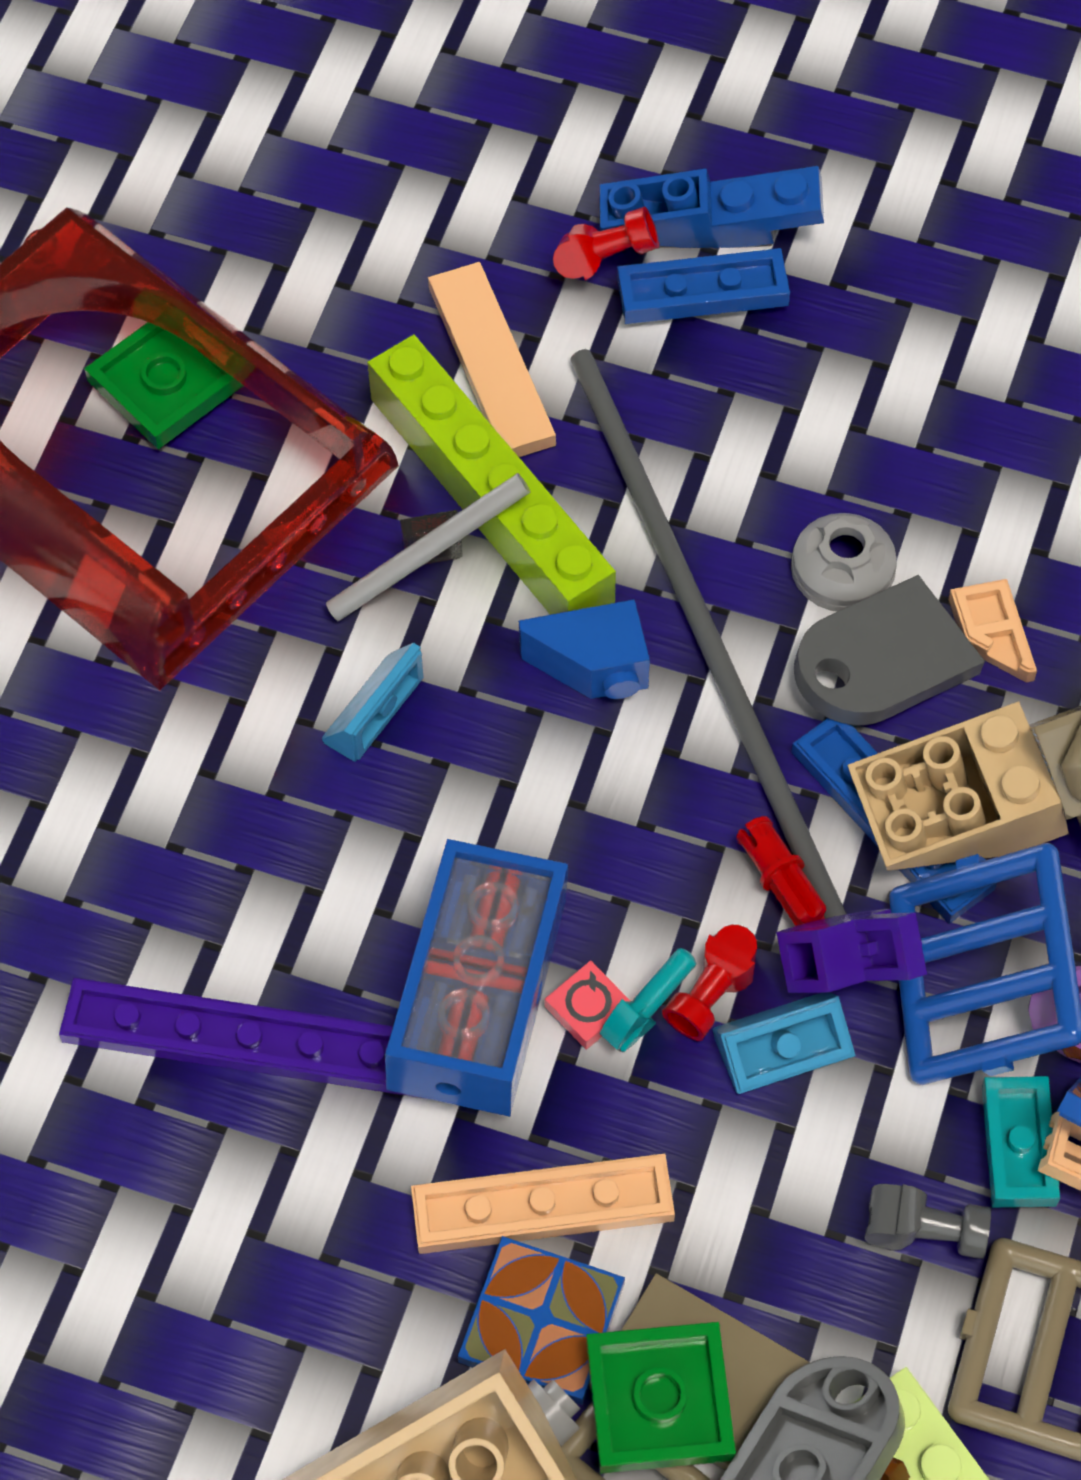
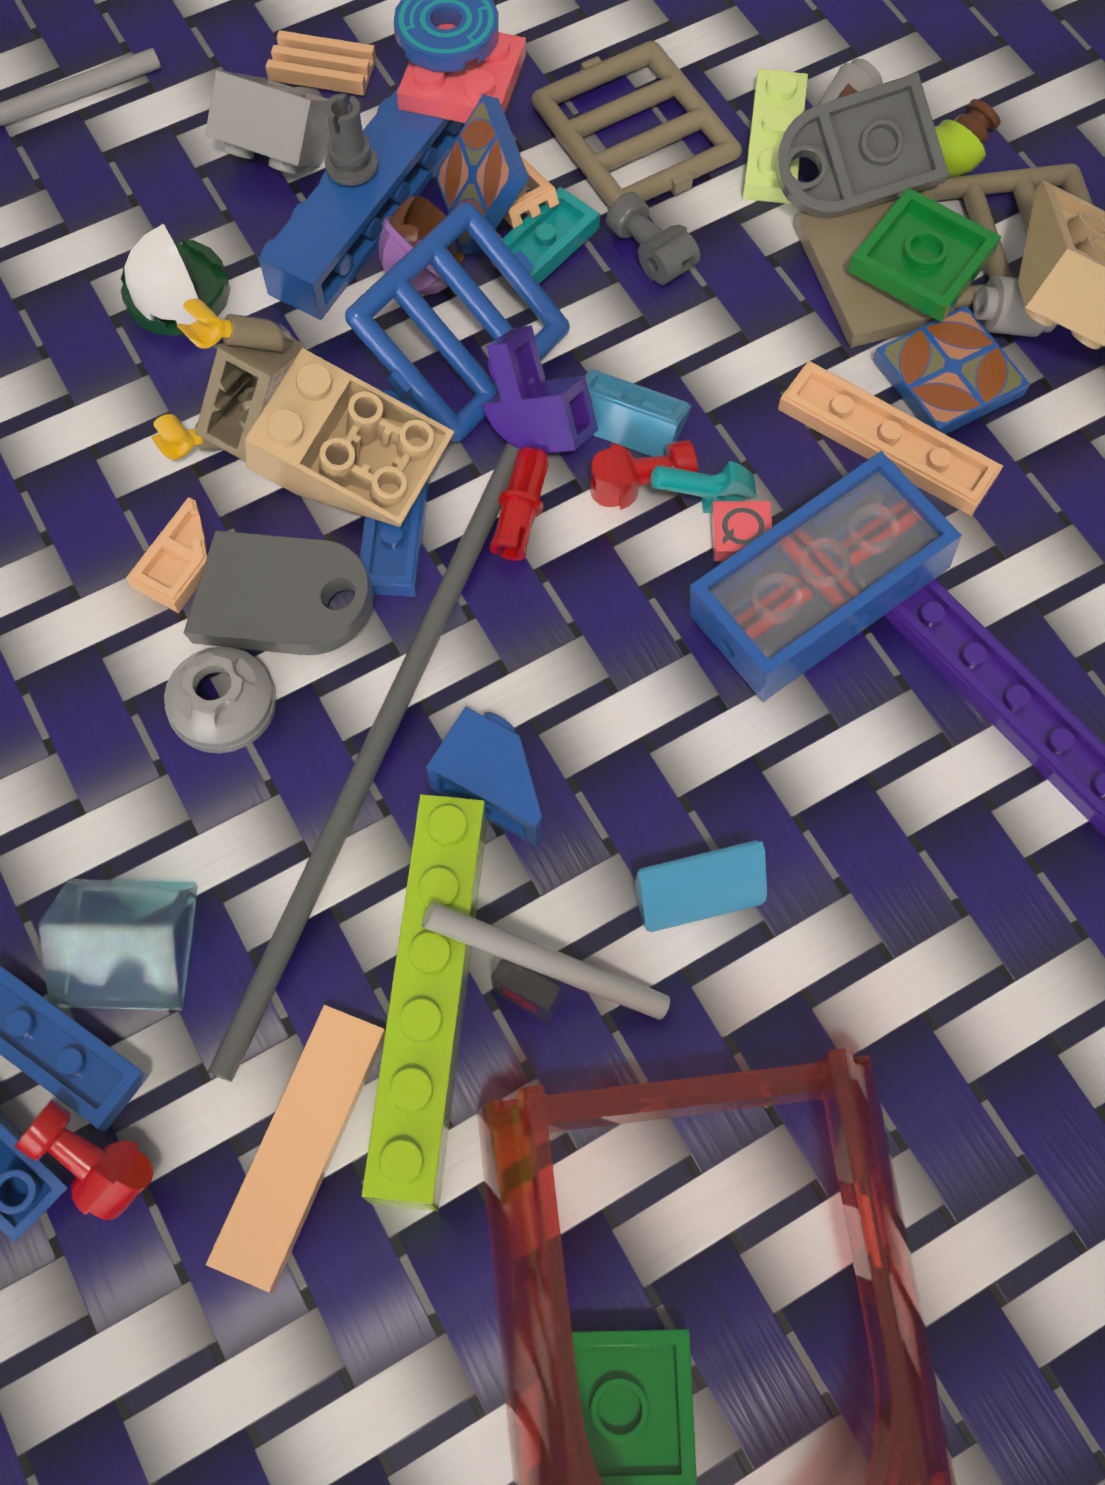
camera: 140 degrees left, 5 degrees up
(731, 374) = (118, 944): none -> clear light blue slope

